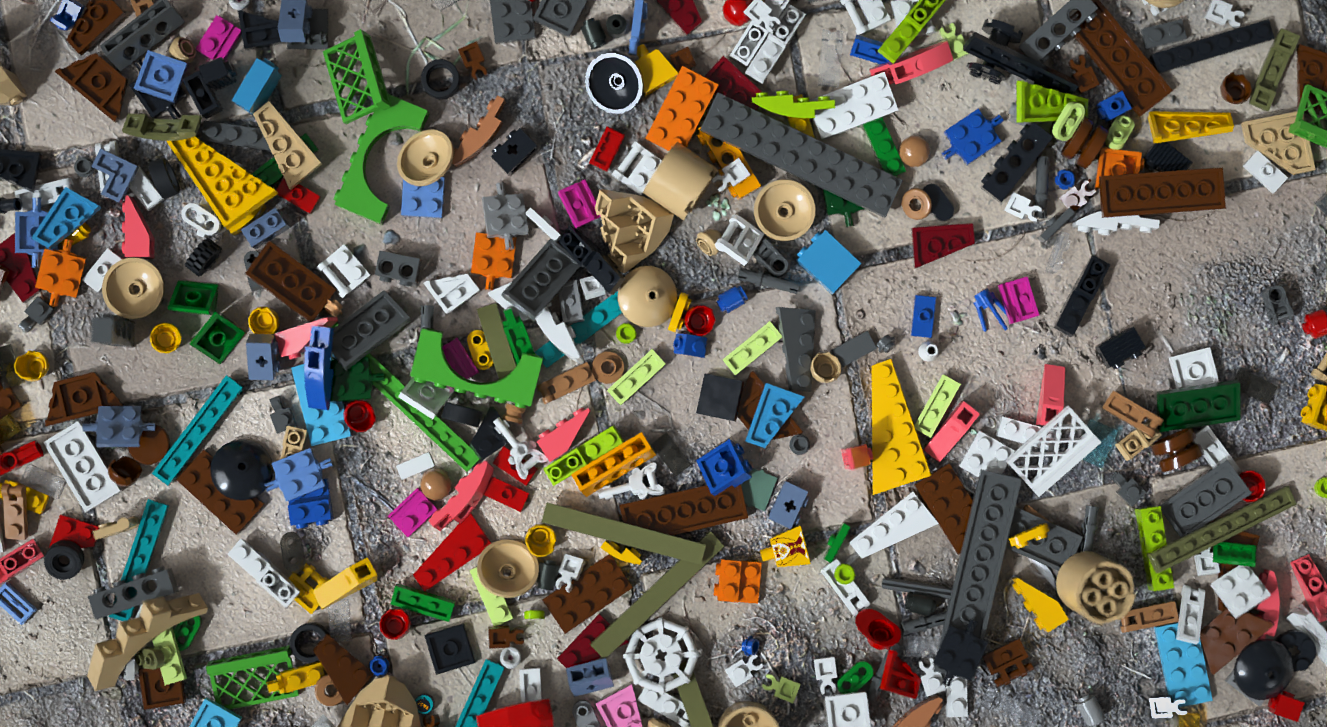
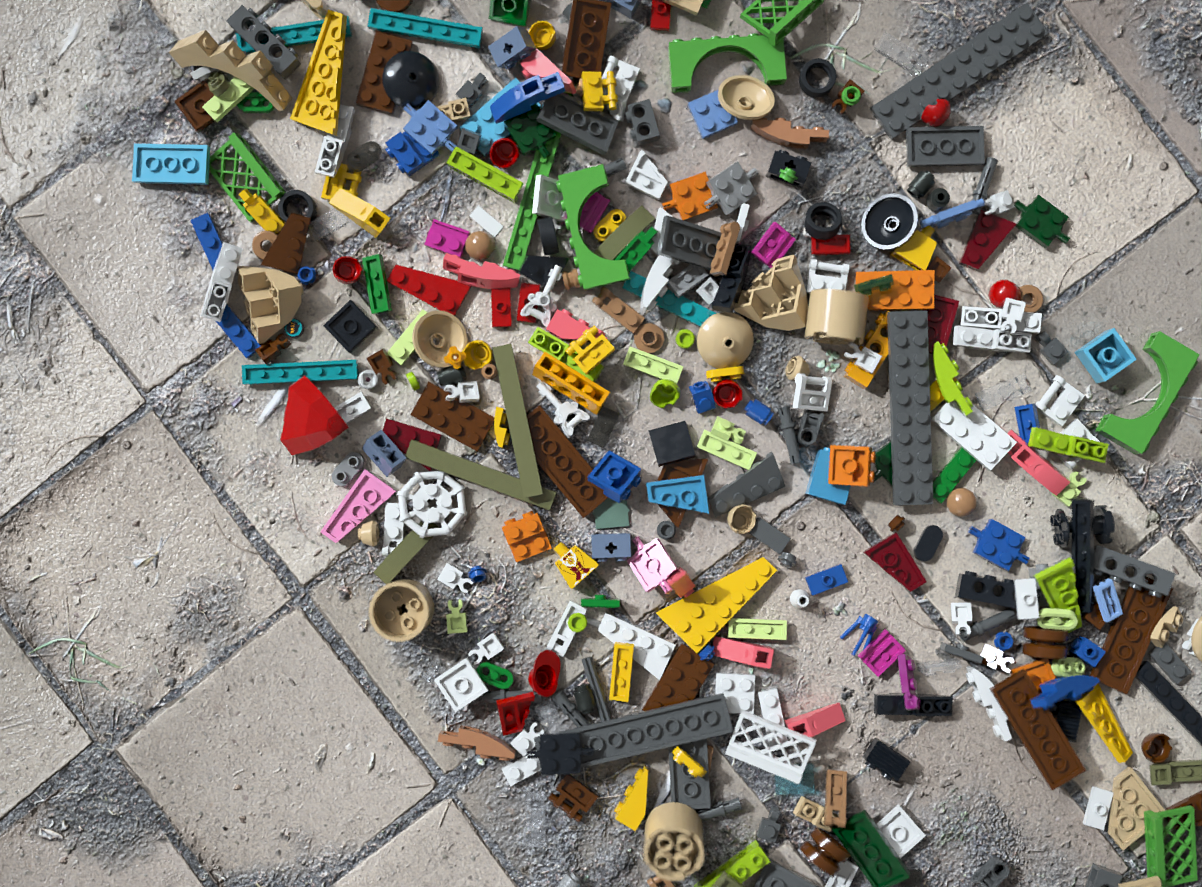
camera: 65 degrees right, 0 degrees up
(208, 562) = (321, 88): none -> yellow wing
(333, 445) = (469, 141): none -> dark grey plate
(343, 300) = (593, 91): none -> yellow plate
(370, 444) = (484, 174): none -> lime fence
(372, 286) = (619, 112): none -> white tile
(472, 51) = (851, 90): none -> bright green plate
(521, 157) = (788, 175): none -> bright green plate
(539, 564) = (455, 362): none -> light orange plate
(559, 540) = (488, 367): none -> medium nougat pin
(560, 252) = (725, 248): none -> medium nougat plate
(571, 135) = (823, 208): none -> black tyre
(597, 428) = (592, 354): none -> yellow plate
(668, 379) = (664, 393): none -> lime hair
(670, 121) = (882, 283): none -> clear green plate
(732, 340) = (726, 430): none -> yellowish green plate
(794, 199) = (869, 415): tan dish -> none
(826, 475) = (652, 565): none -> plate
(827, 239) = (851, 465): none -> orange plate
(903, 223) = (896, 523): none -> reddish brown plate
(909, 208) = (915, 518): medium nougat piece -> none
(912, 555) = (621, 671): none -> yellow plate
(935, 465) = (707, 652): none -> blue plate
(1035, 140) = (1026, 598): none -> white plate
(1057, 289) = (908, 682): none -> magenta hinge
(1090, 69) = (1105, 603): none -> light blue tile
(1125, 17) = (1169, 622): none -> tan slope
(1136, 148) = (1063, 688): none -> blue slope

